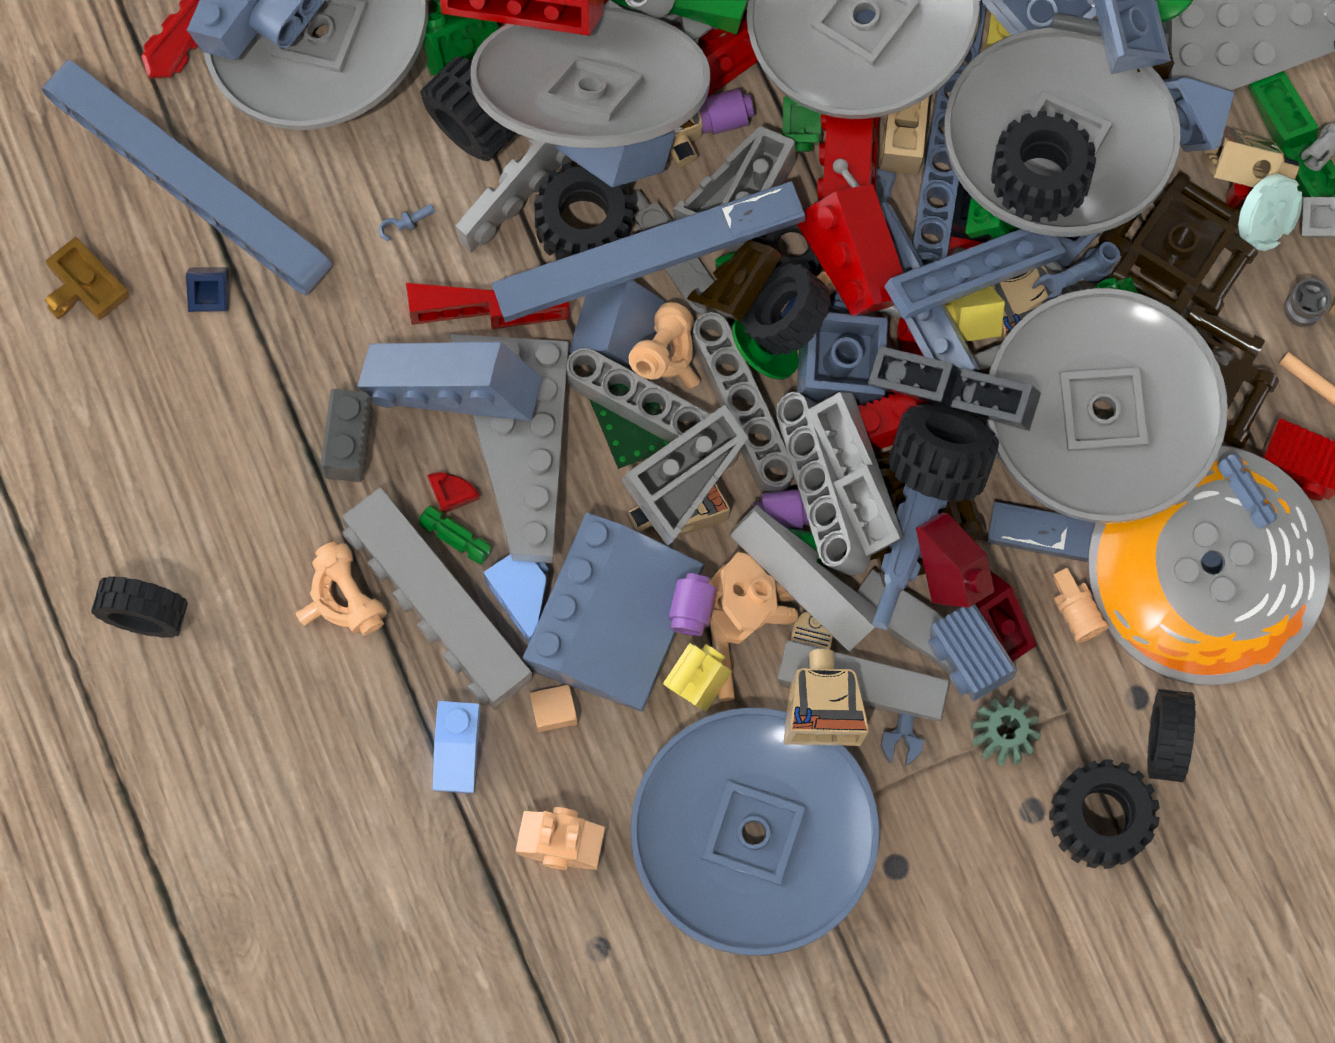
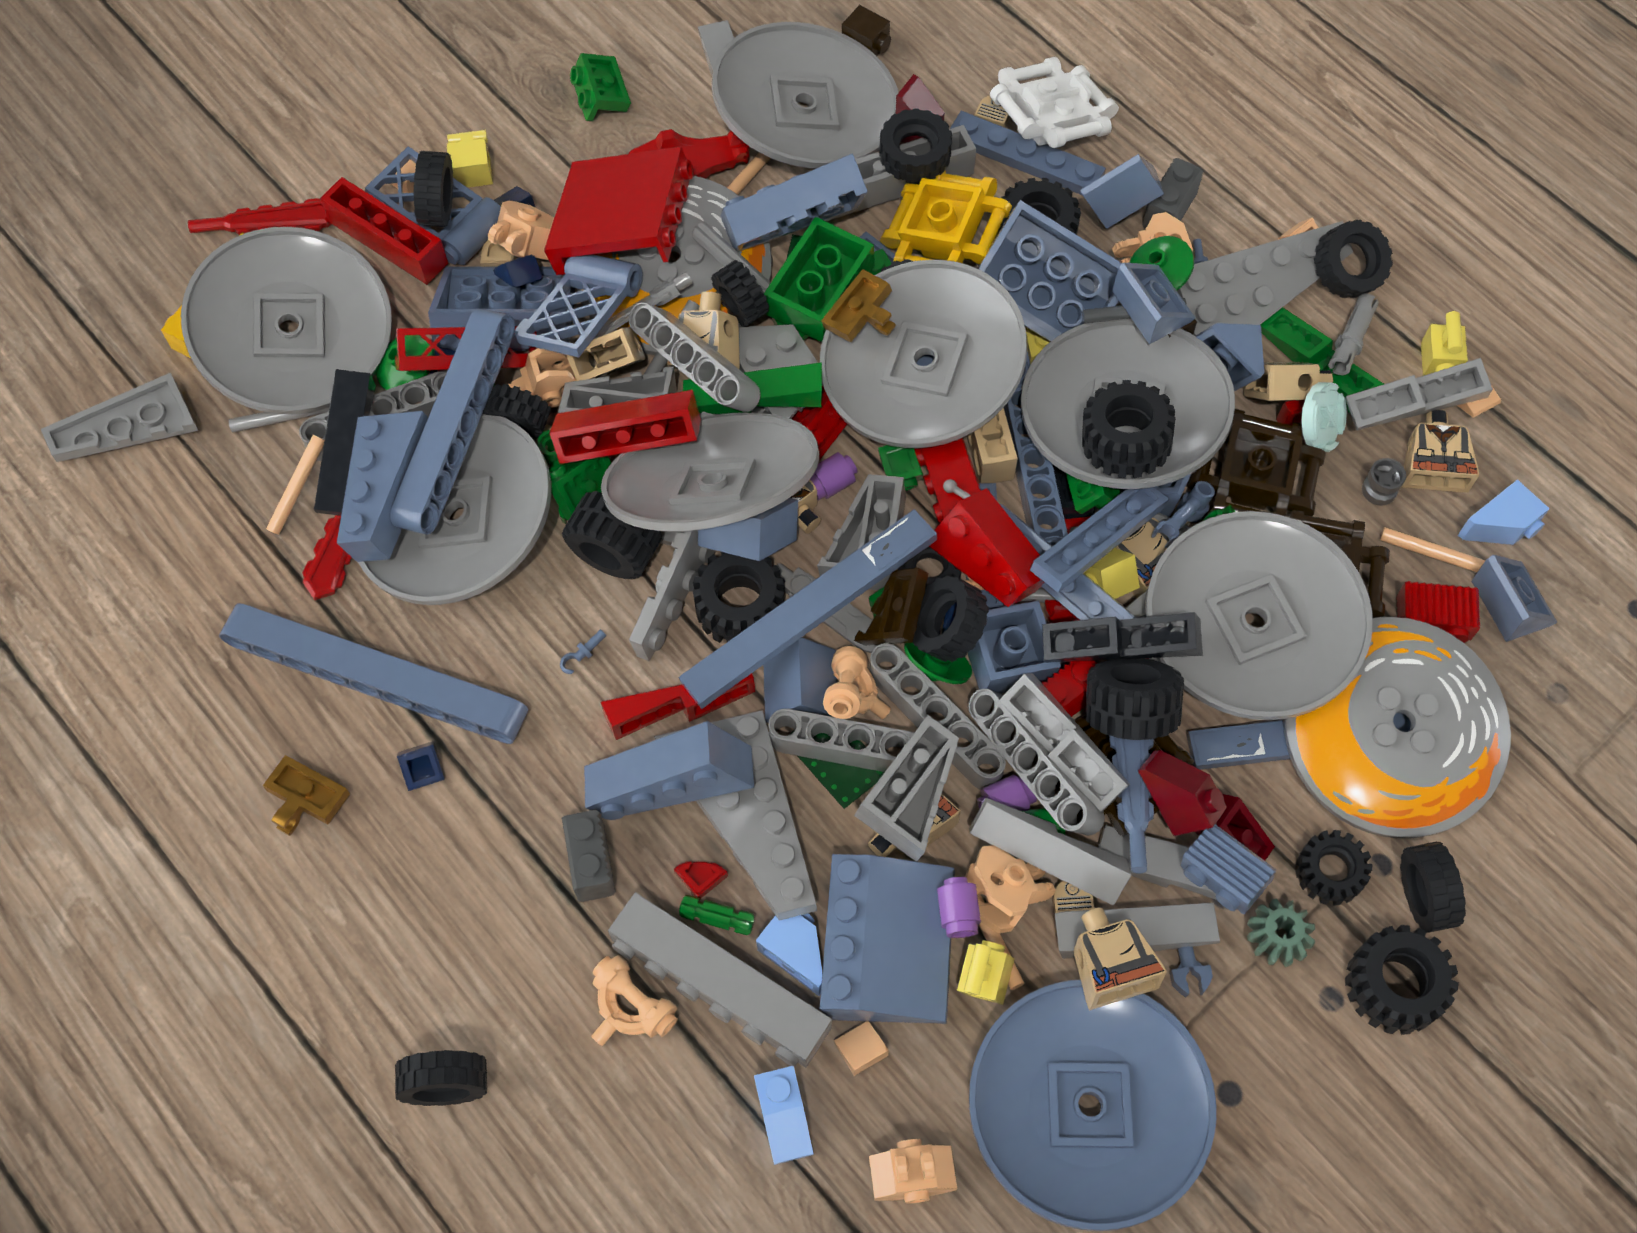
camera: 10 degrees left, 10 degrees down
(1078, 607) = (1298, 800): light nougat hinge -> none
(1089, 661) = (1345, 849): none -> black tyre
(1247, 491) = (1410, 648): sand blue axle -> none

